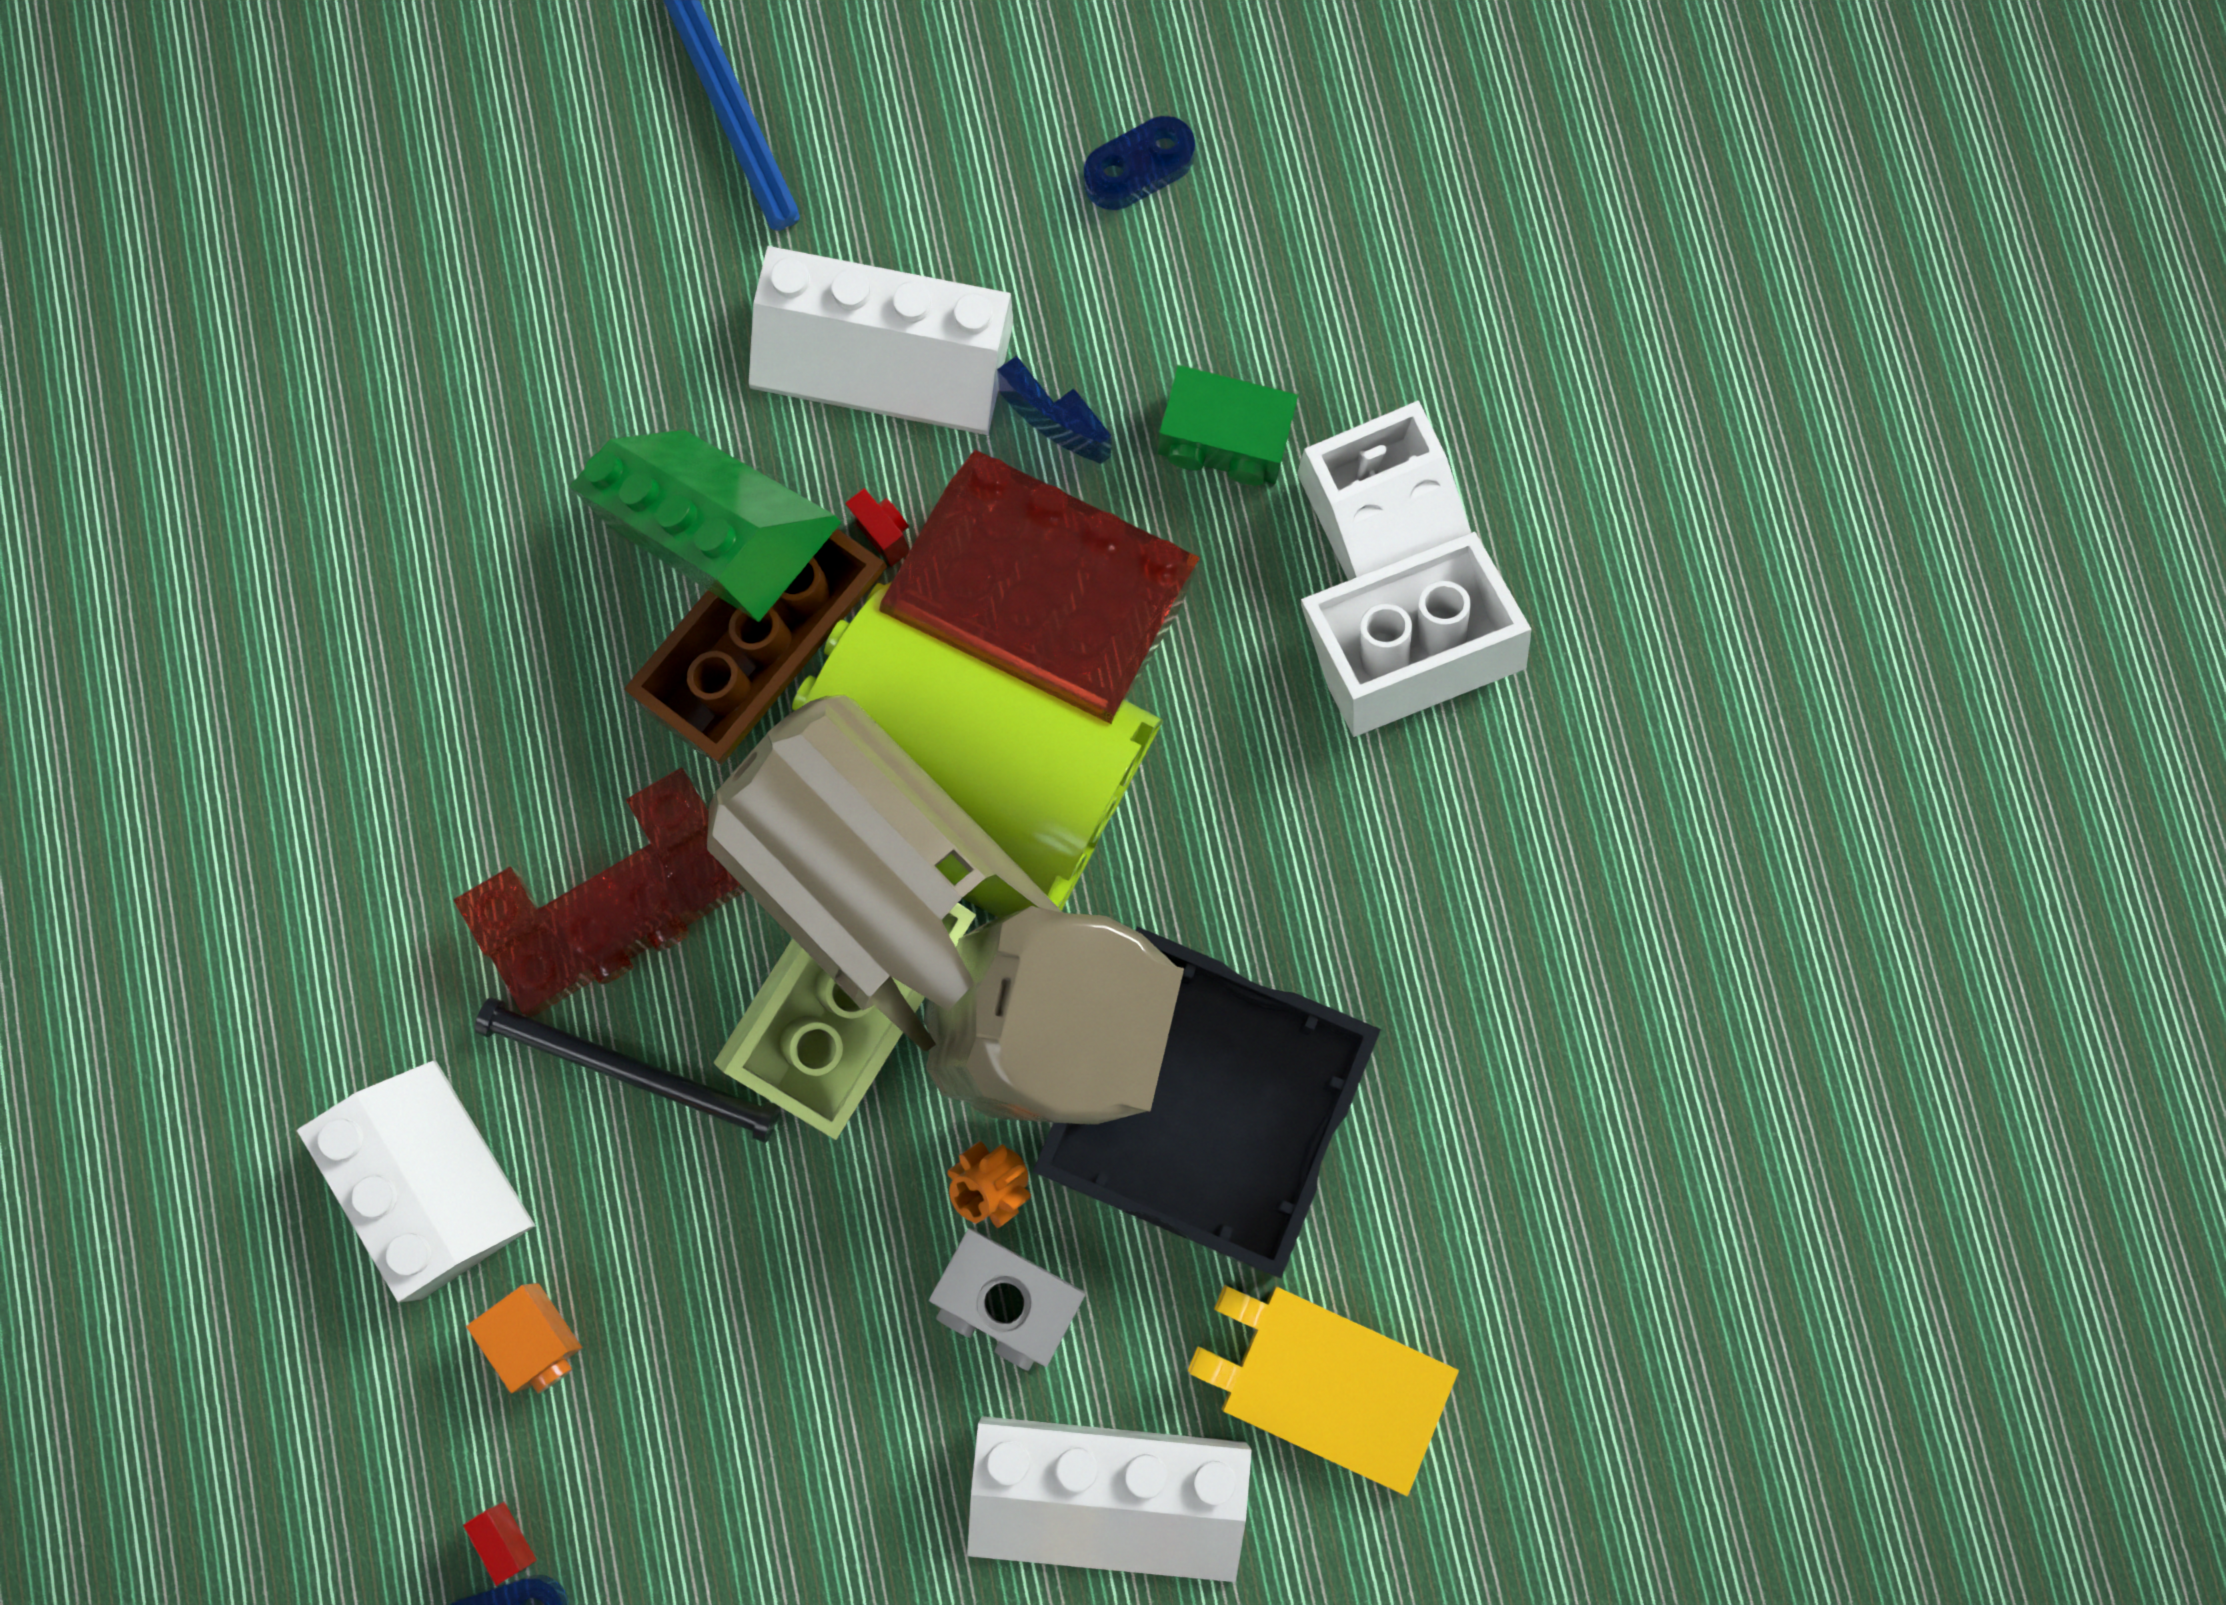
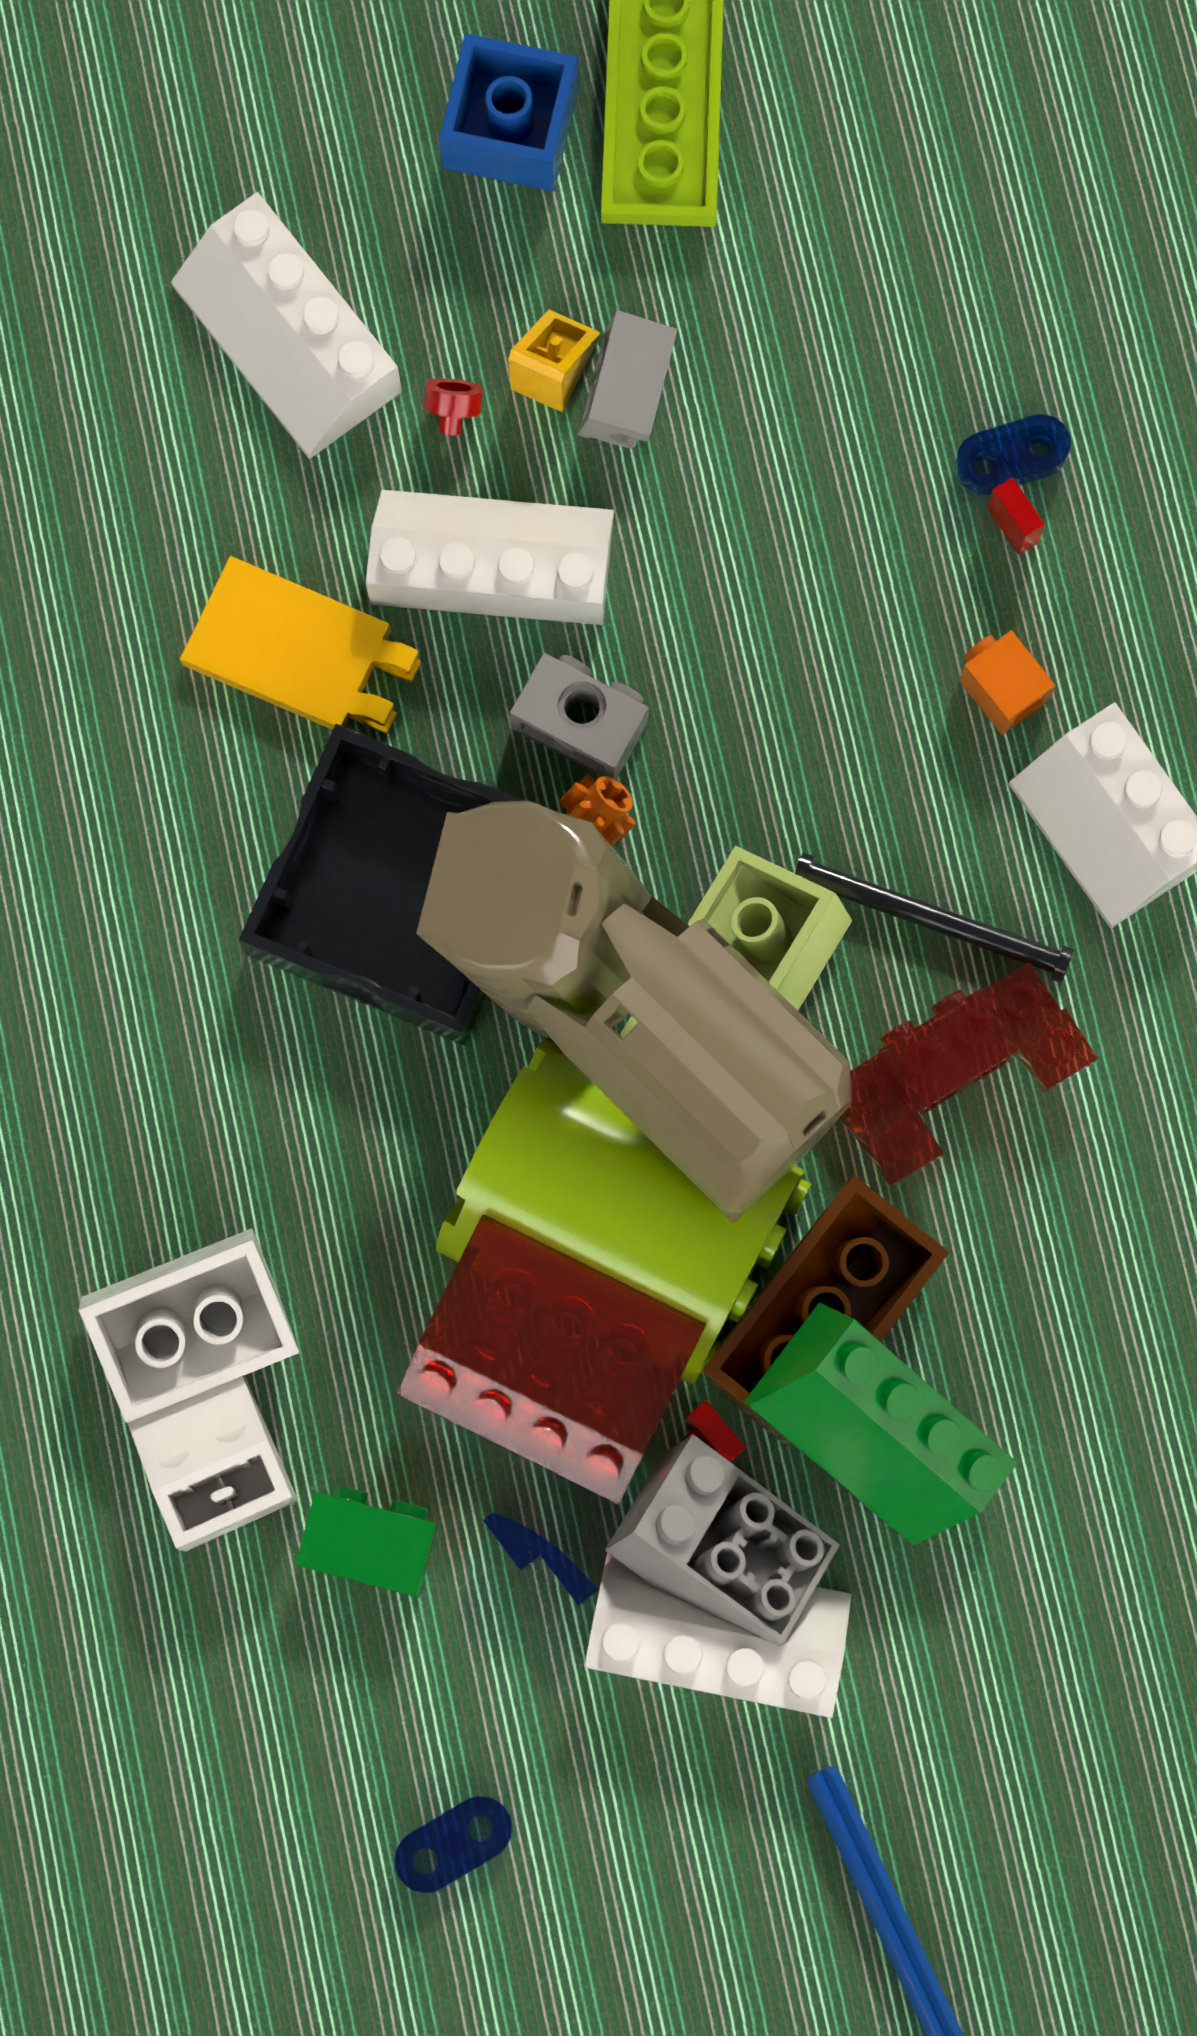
camera: 175 degrees left, 0 degrees up
(871, 414) = (722, 1542): none -> light grey slope

